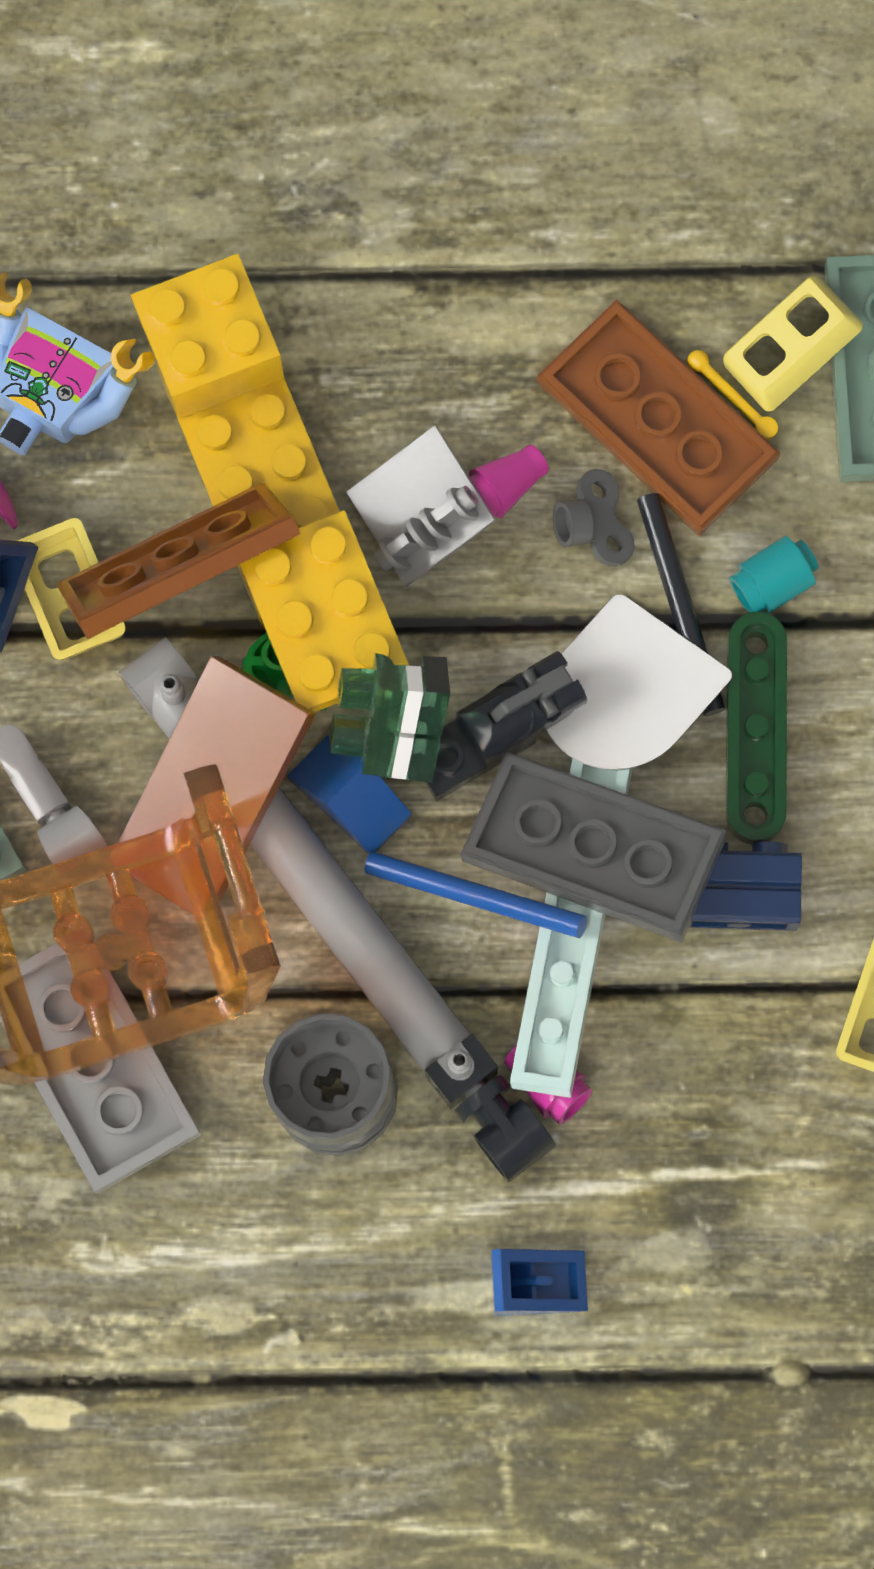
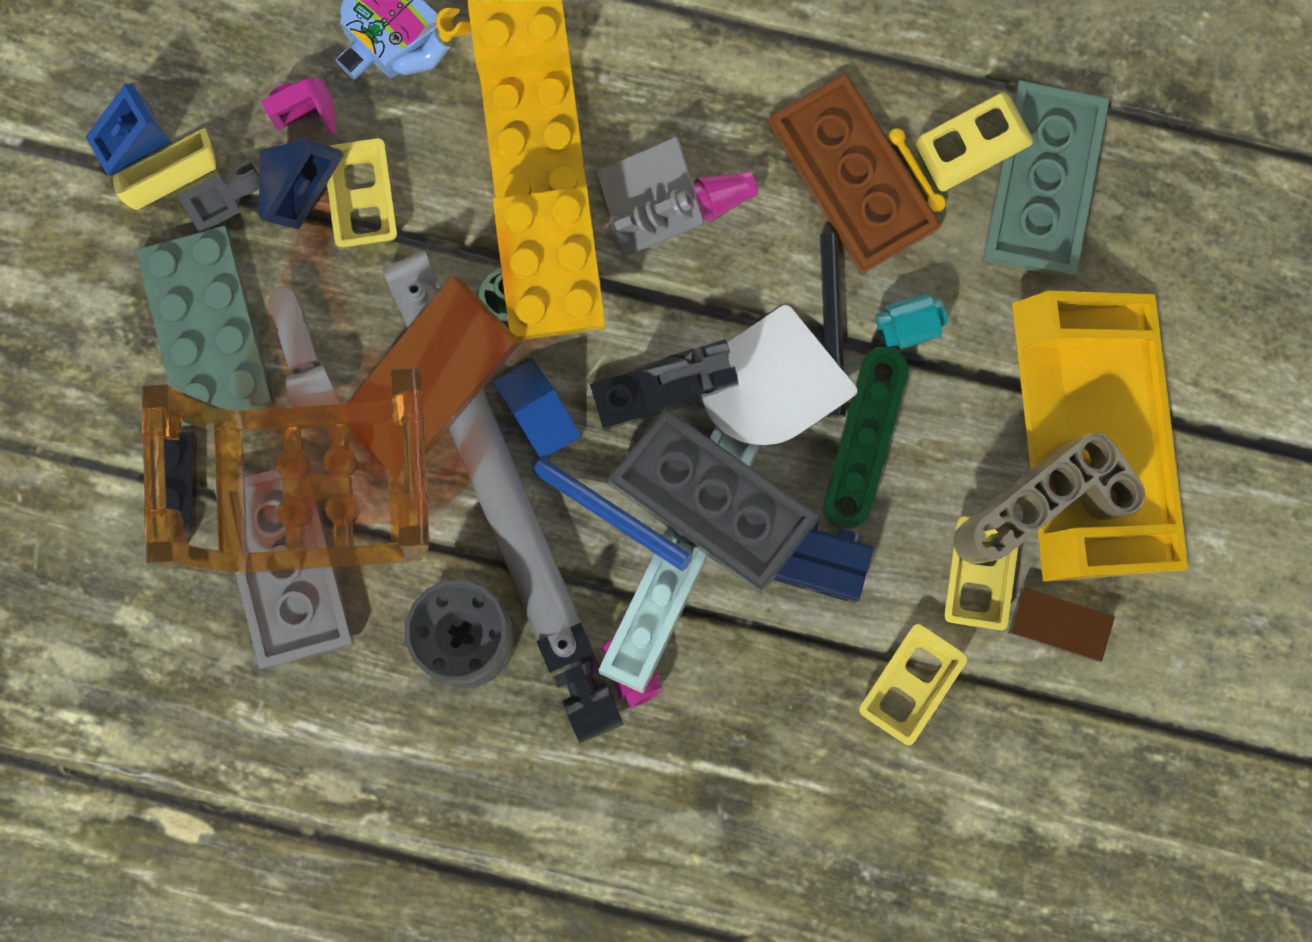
camera: 10 degrees right, 5 degrees up
(177, 559) = (446, 192): dark orange tile -> none
(400, 719) = (588, 360): clear green hips -> none
(538, 1281) = (582, 826): blue slope -> none
(594, 520) = (782, 242): dark grey piece -> none

